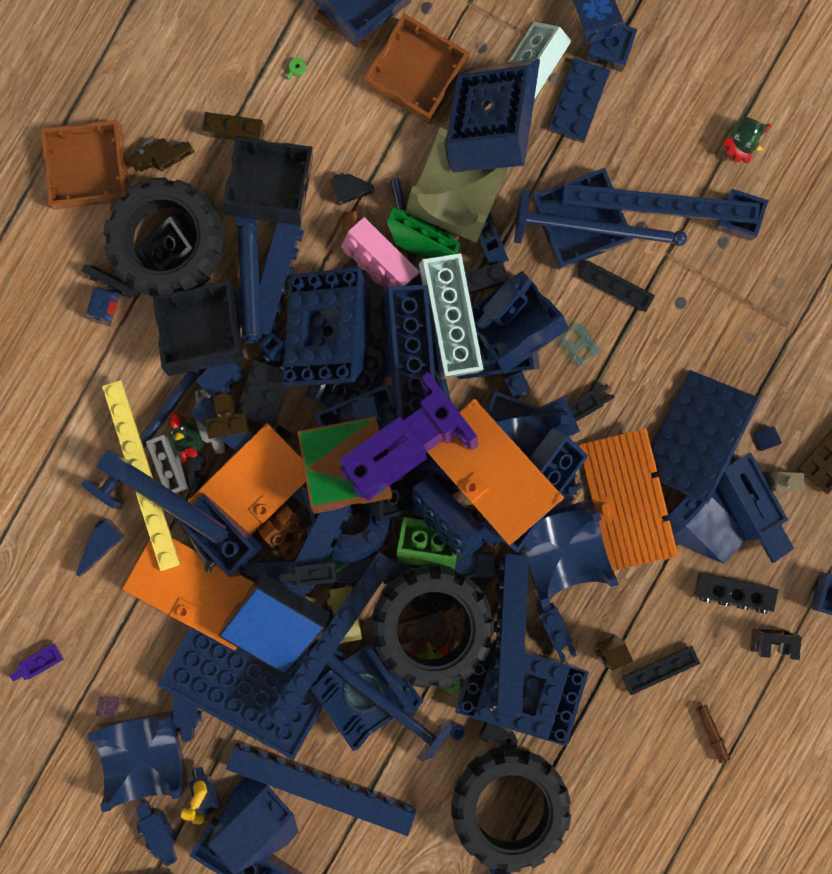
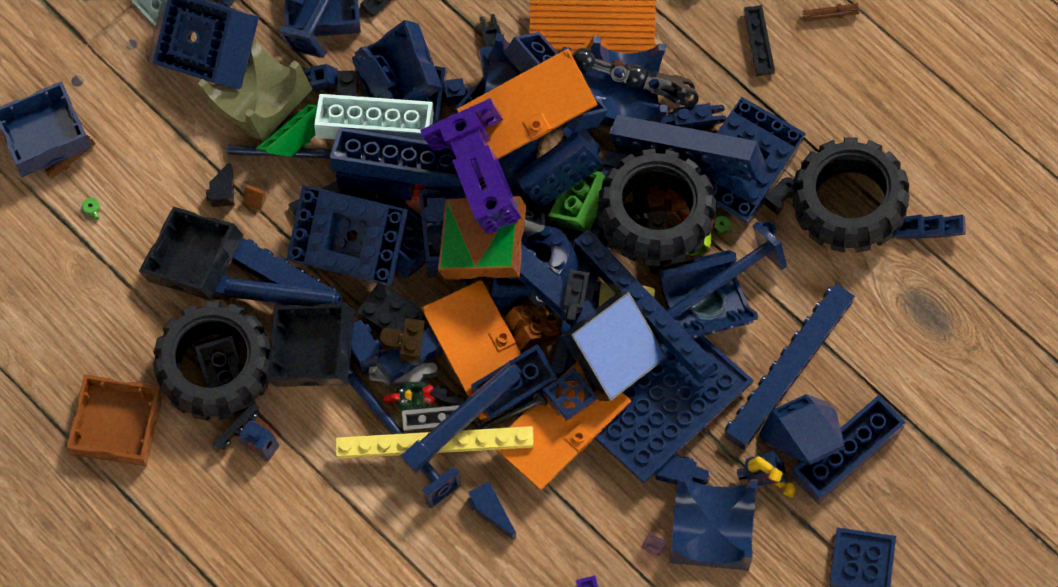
camera: 70 degrees left, 20 degrees down
(157, 832) = (792, 531): dark blue hinge -> none
(161, 153) = (129, 350): dark brown plate -> none
(220, 613) = (568, 413): none -> dark blue piece
(230, 126) = (127, 276): dark brown brick -> none
(273, 349) = (353, 293): dark blue brick -> none
(378, 256) = (284, 179): bright pink brick -> none
(416, 68) = (132, 101): dark orange tile -> none
(577, 581) = (636, 76): none -> black piece
(585, 341) = (434, 26): clear light blue piece -> none
(613, 653) = (728, 69): dark brown brick -> none

